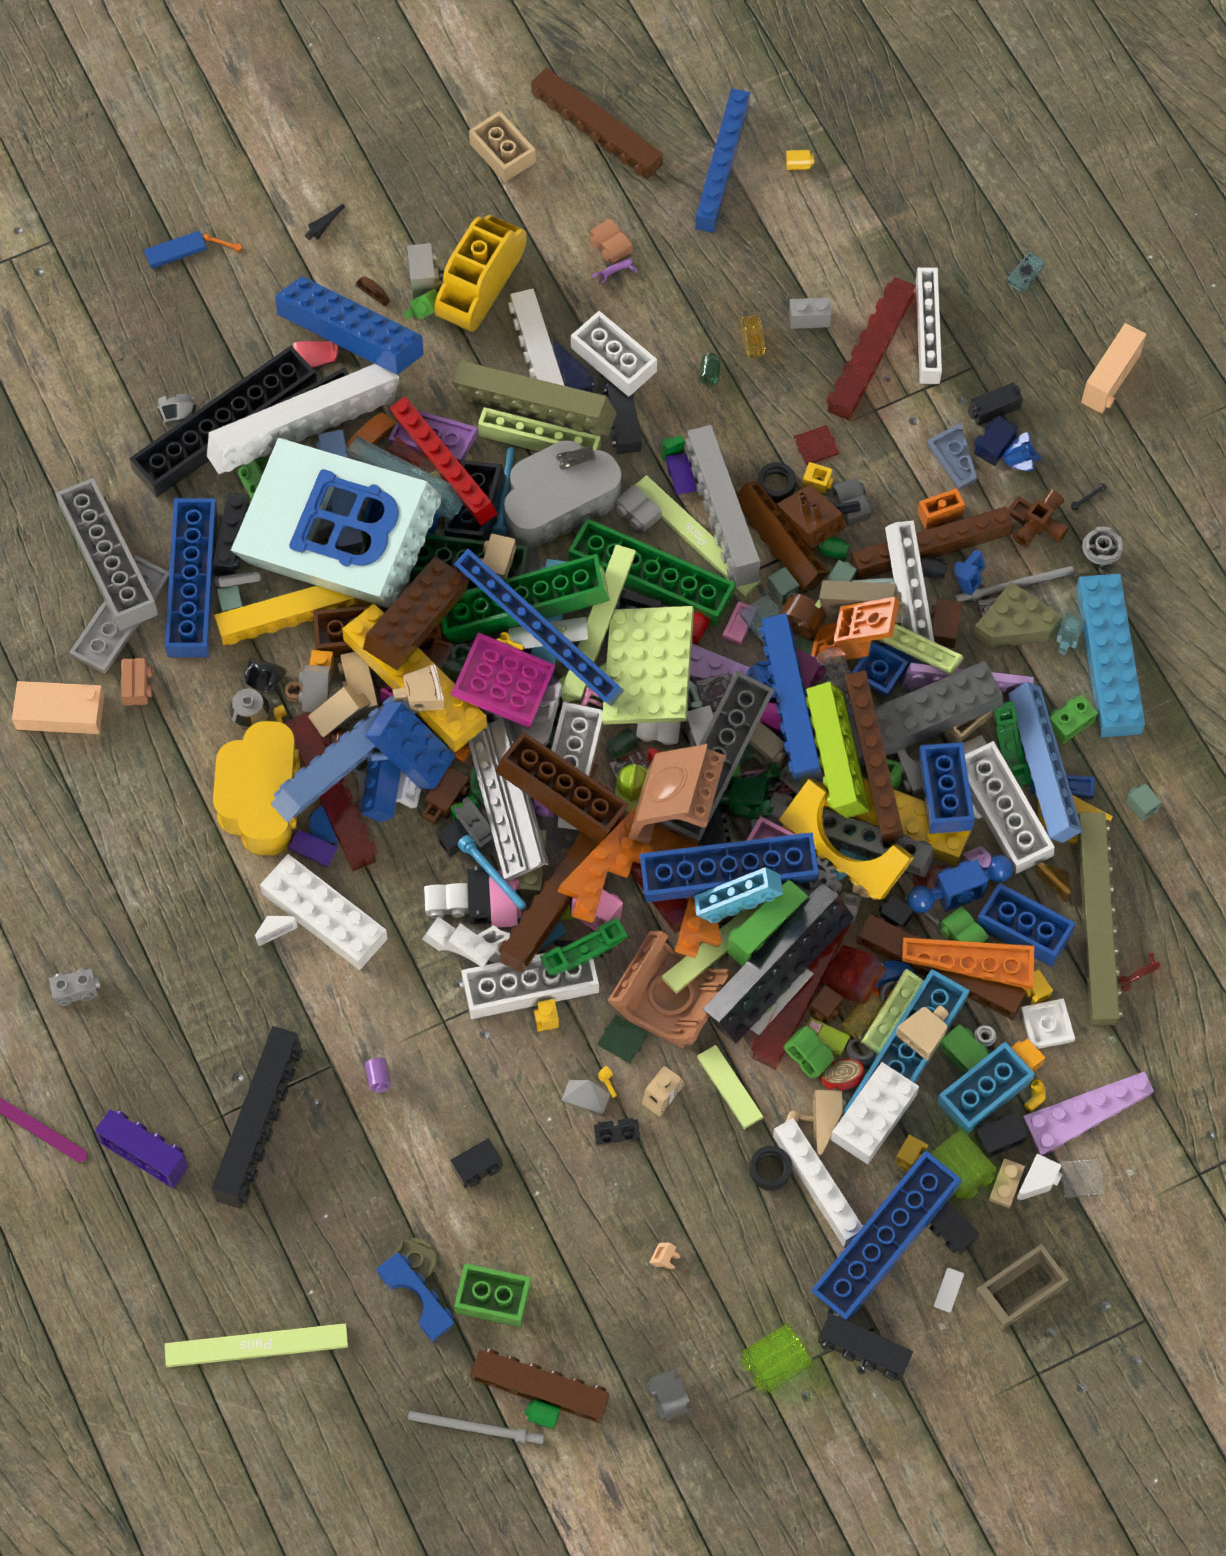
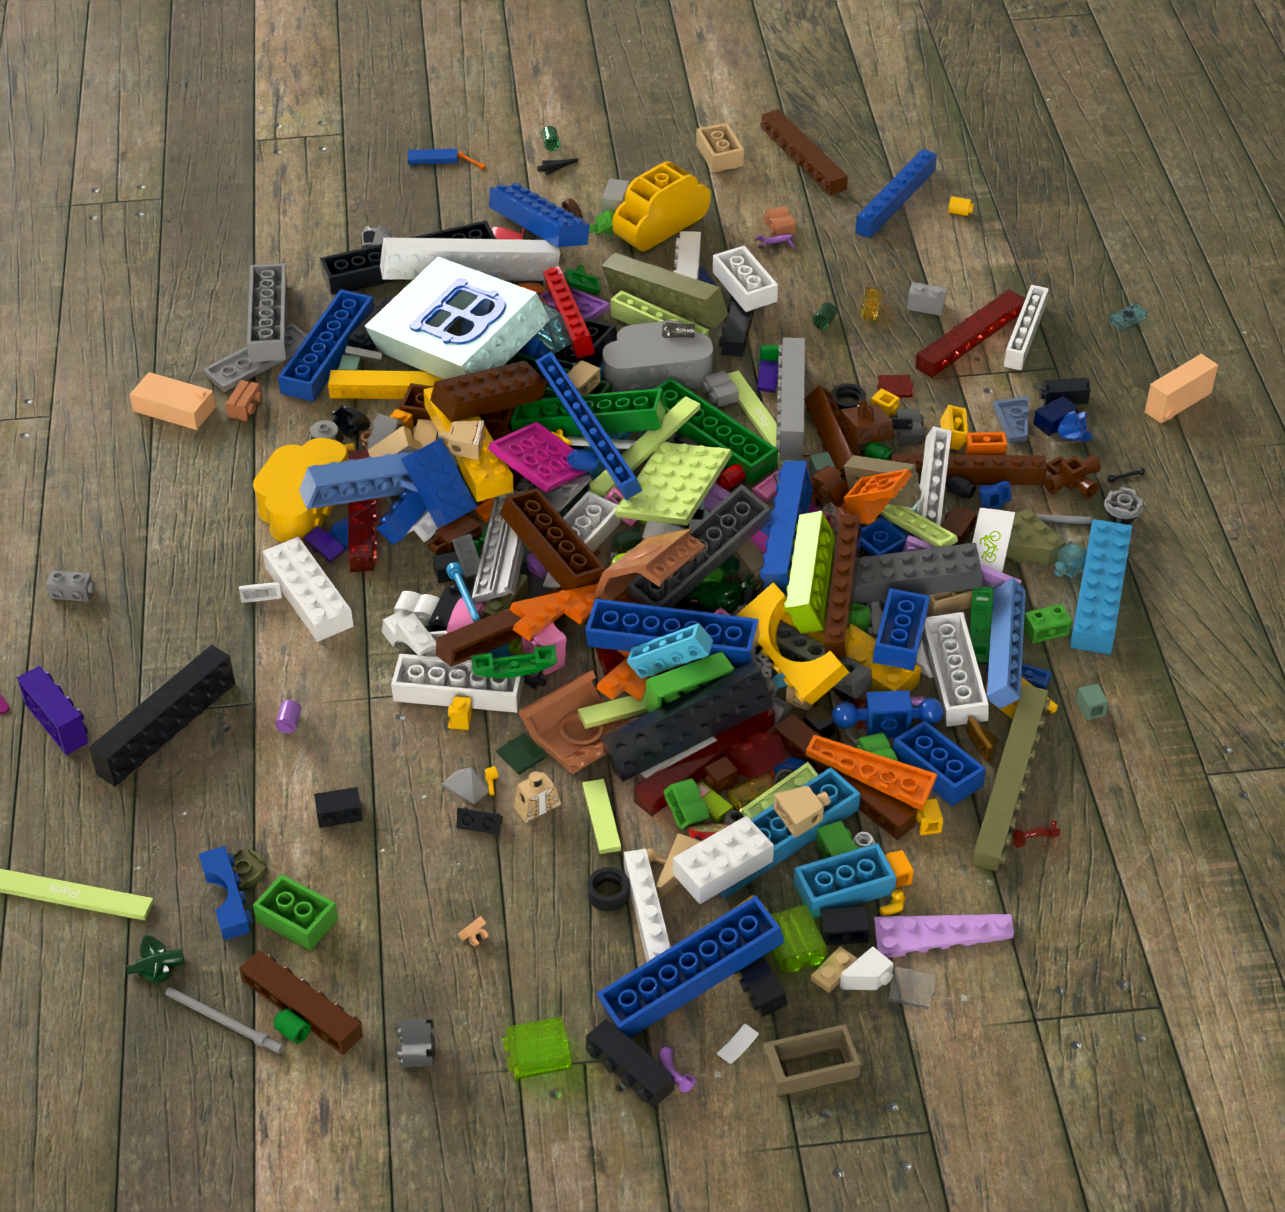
camera: 20 degrees right, 20 degrees down
(301, 184) = (550, 138): none -> clear green brick
(382, 1389) = (155, 960): none -> dark green plant
(429, 398) = (580, 280): none -> green plate
(548, 672) = (582, 460): none -> blue brick
(900, 491) = (955, 420): none -> yellow brick
(919, 1348) = (685, 1082): none -> medium lavender piece
(989, 635) = (993, 536): none -> white sticker
(1048, 1023) = (929, 849): white plate -> none

